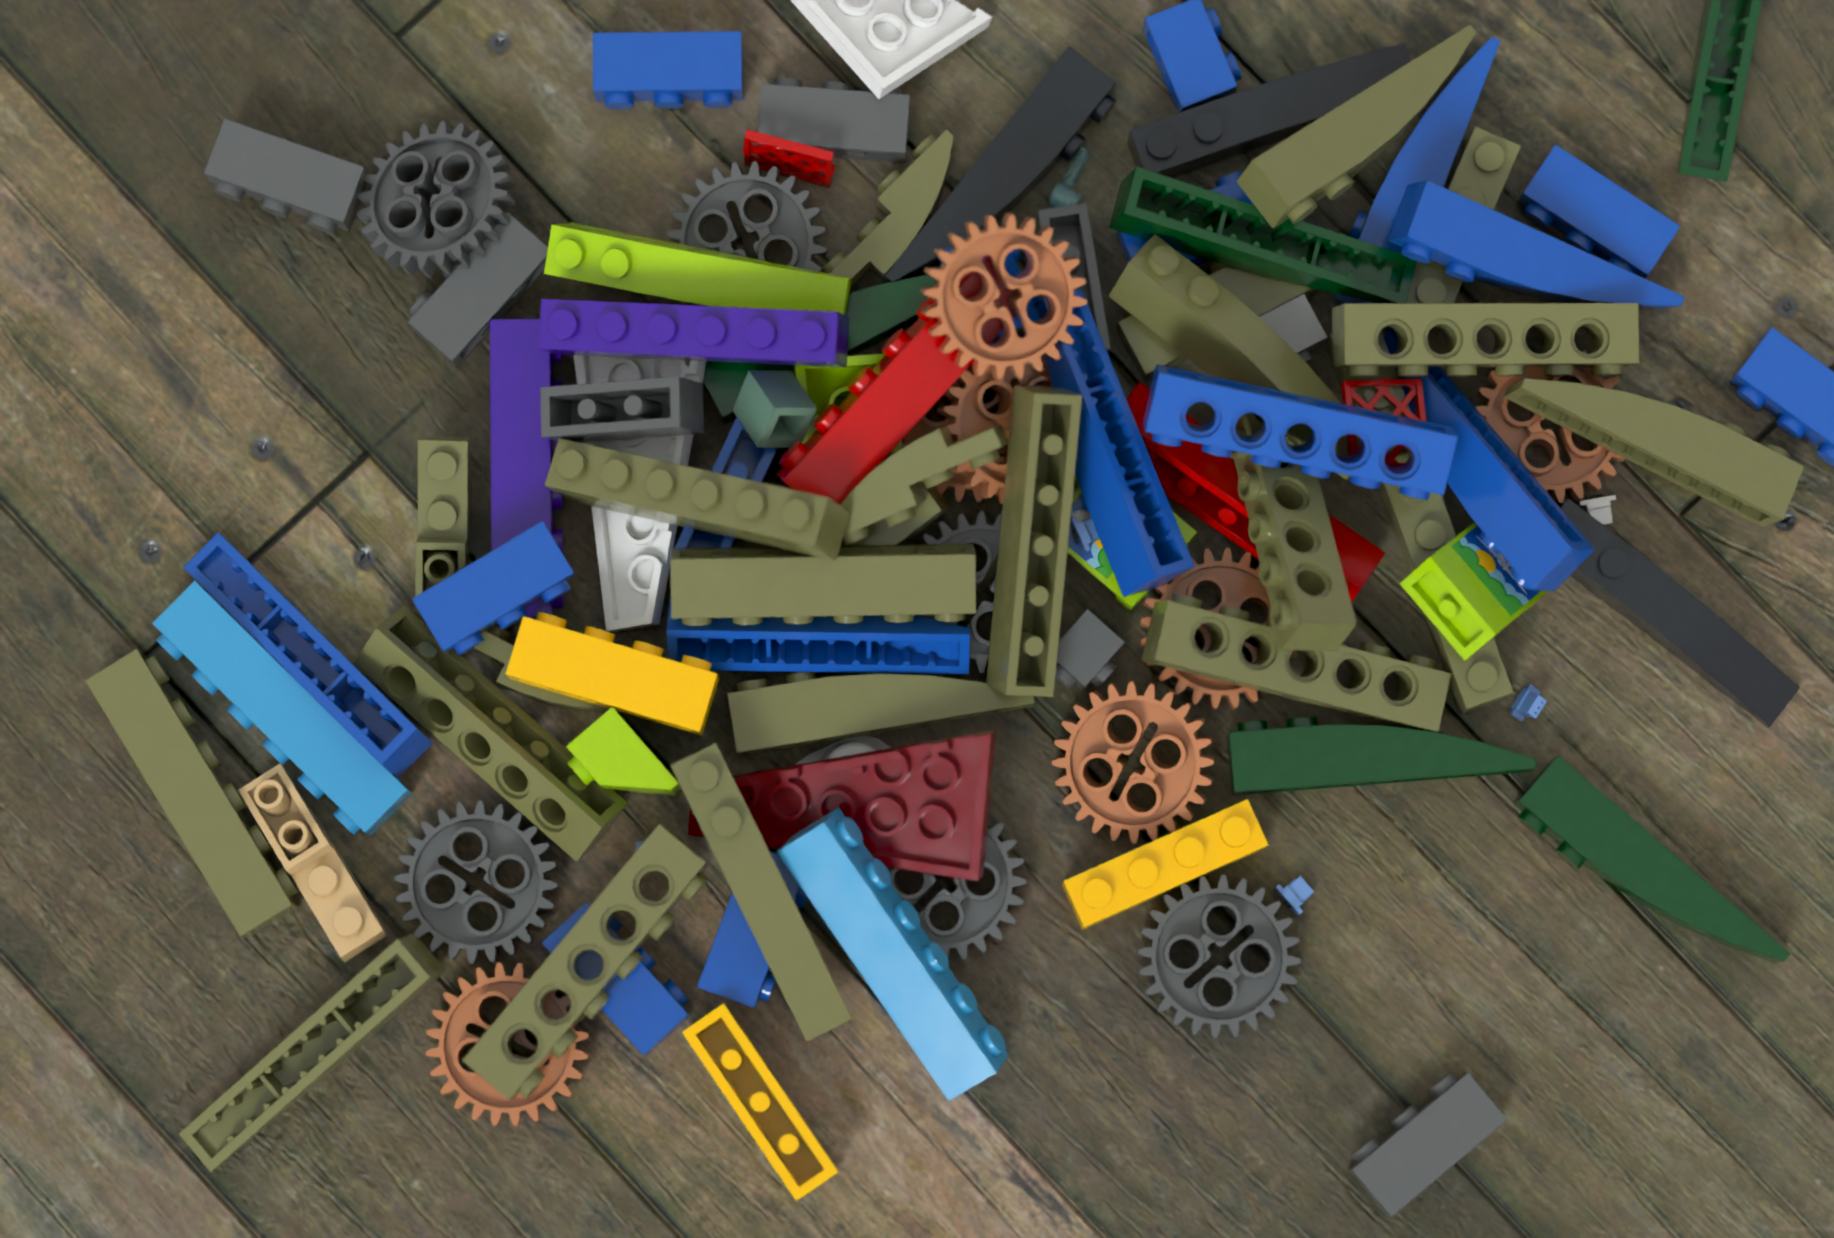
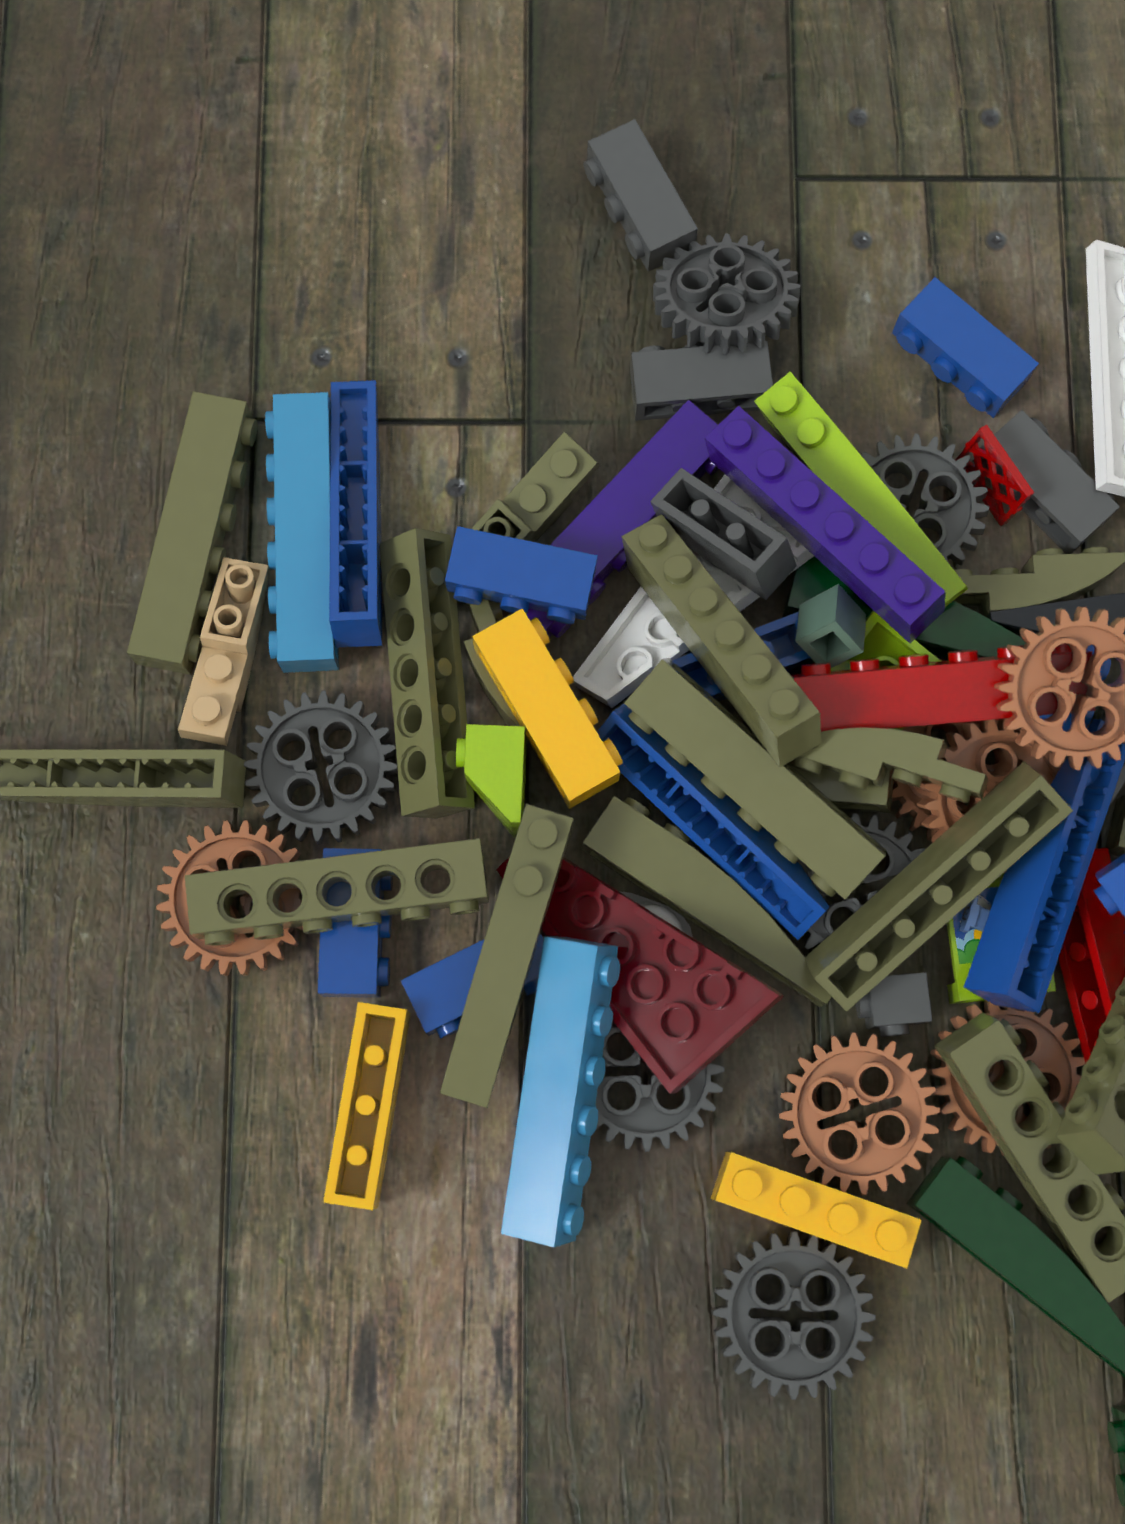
camera: 40 degrees right, 5 degrees down
(1294, 894) = (889, 1320): medium blue piece -> none

